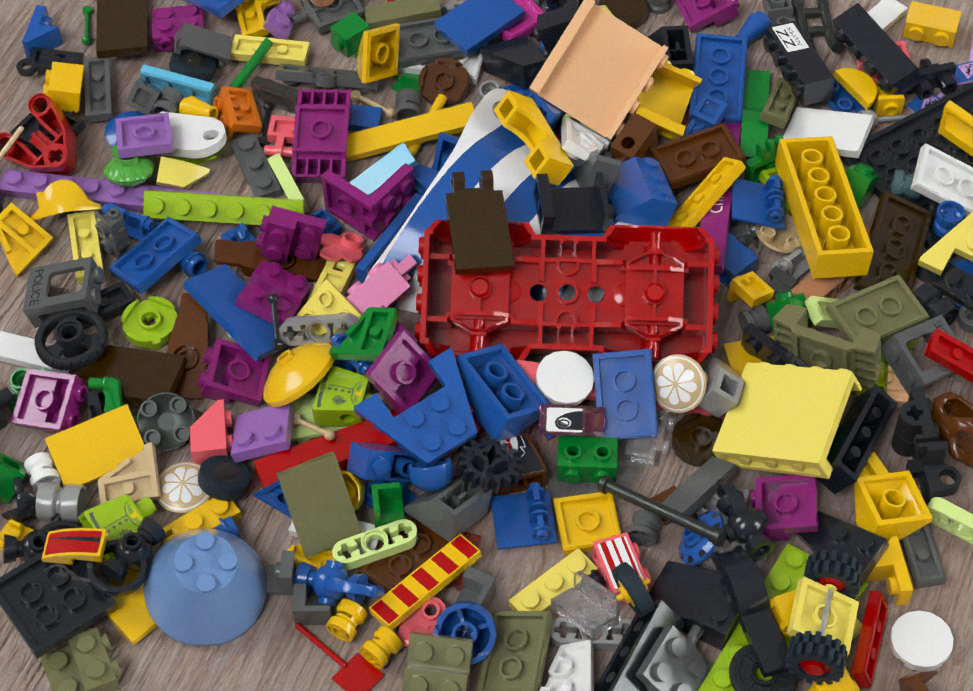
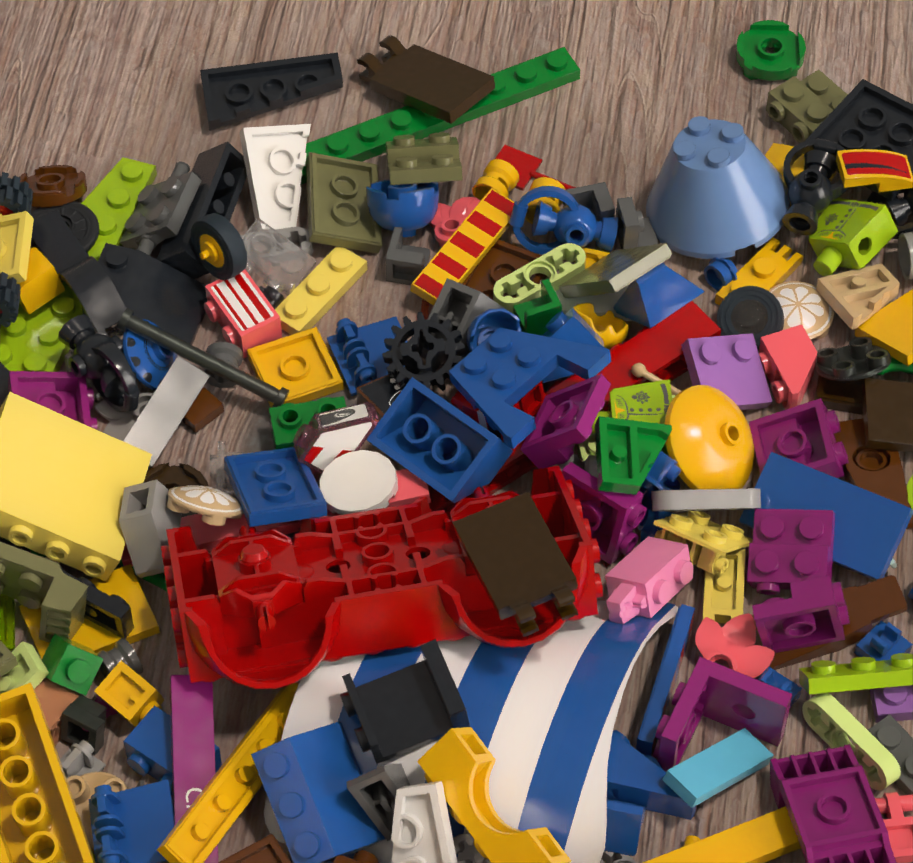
camera: 165 degrees right, 0 degrees up
(277, 342) = (783, 516): black hinge -> none

